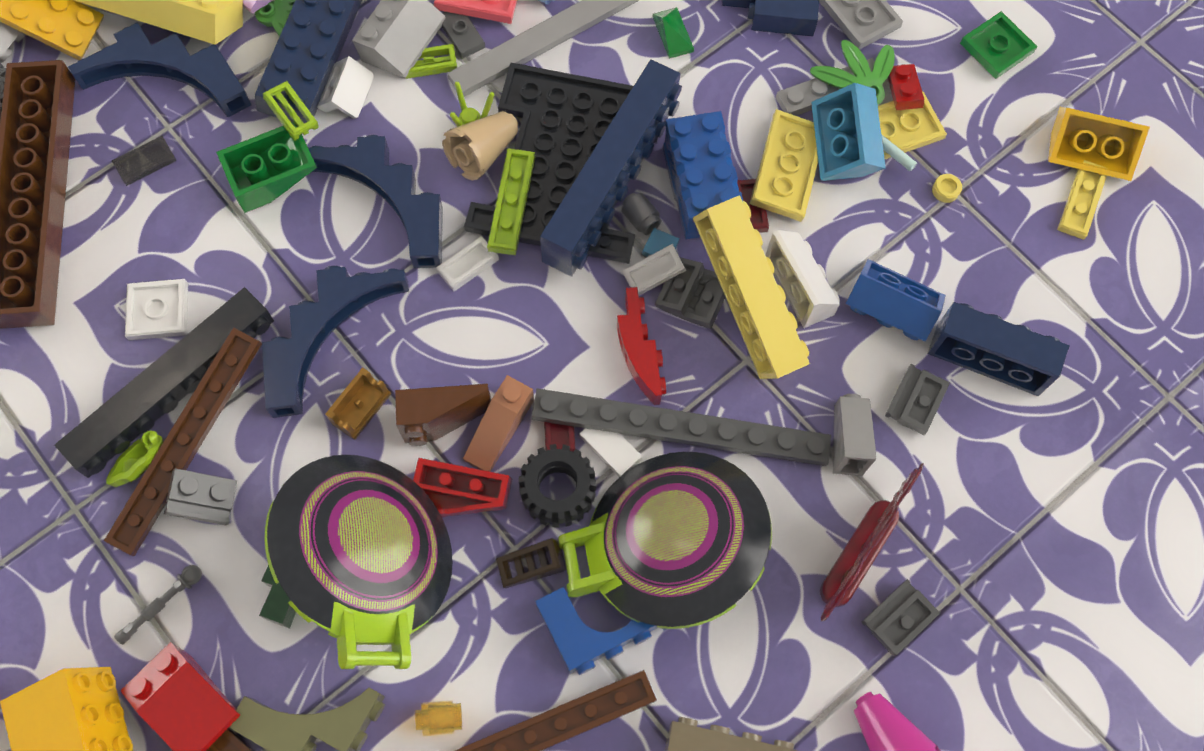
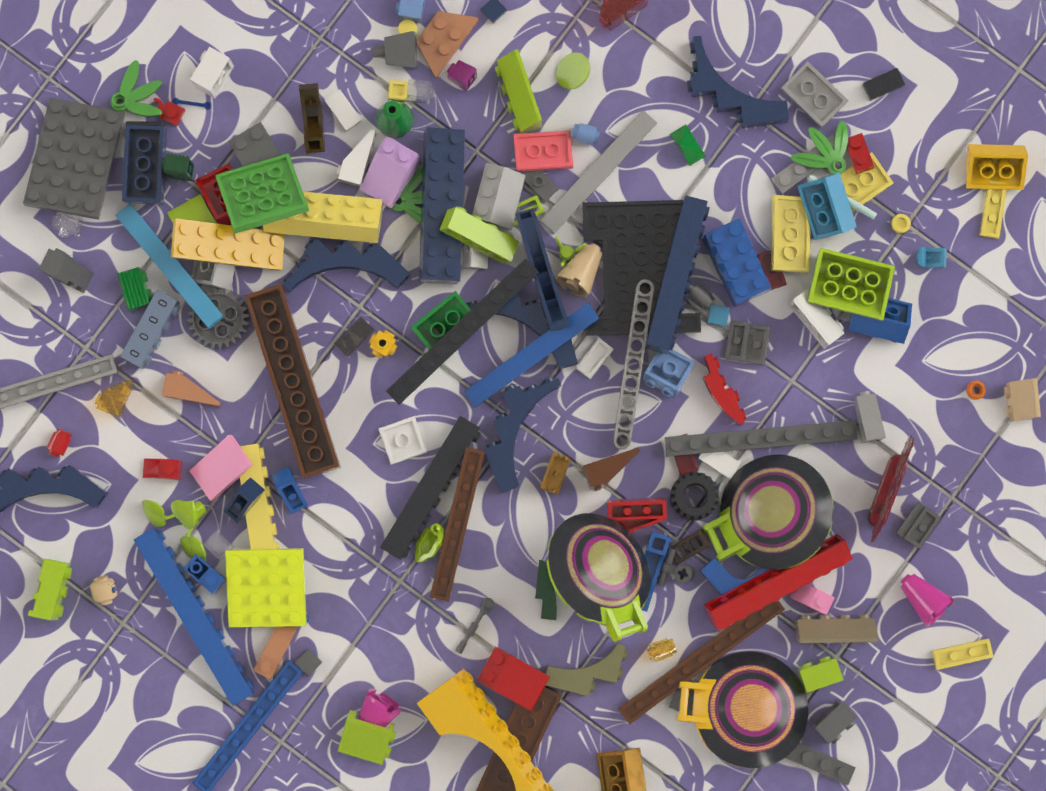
camera: 10 degrees left, 15 degrees up
(175, 173) = (388, 349): none -> yellow brick
(200, 497) = (479, 556): plate -> none
(281, 173) = (462, 331): none -> black plate
(301, 127) = (464, 296): lime tile -> none
(353, 60) = (479, 235): none -> lime brick
(376, 229) = (530, 355): none -> blue tile
(425, 160) = (544, 280): none -> dark blue arch
(469, 564) = (655, 554): none -> blue arch
(499, 423) = (646, 465): nougat slope -> none
(499, 595) = (667, 567): none -> dark grey piece
(511, 202) = (613, 310): lime tile -> none
(513, 289) = (639, 356): none -> light grey beam
(566, 302) = (668, 372): none -> medium blue plate
(651, 651) = (775, 584): none -> red brick
(654, 269) = (718, 335): white tile -> none
(705, 692) = (813, 598): none -> bright pink slope
(751, 289) = (786, 343): light yellow brick -> none
(864, 236) = (851, 284): none -> lime slope
(917, 399) = (905, 383): dark grey plate -> none
(953, 17) = (883, 84): none -> black tile
(985, 238) = (931, 257): none -> dark azure bracket
(998, 45) = (918, 101): green plate -> none
(998, 349) = (950, 339): dark blue brick -> none
(1028, 429) = (982, 390): none -> orange plate
(1098, 462) = (1022, 400): none -> tan slope

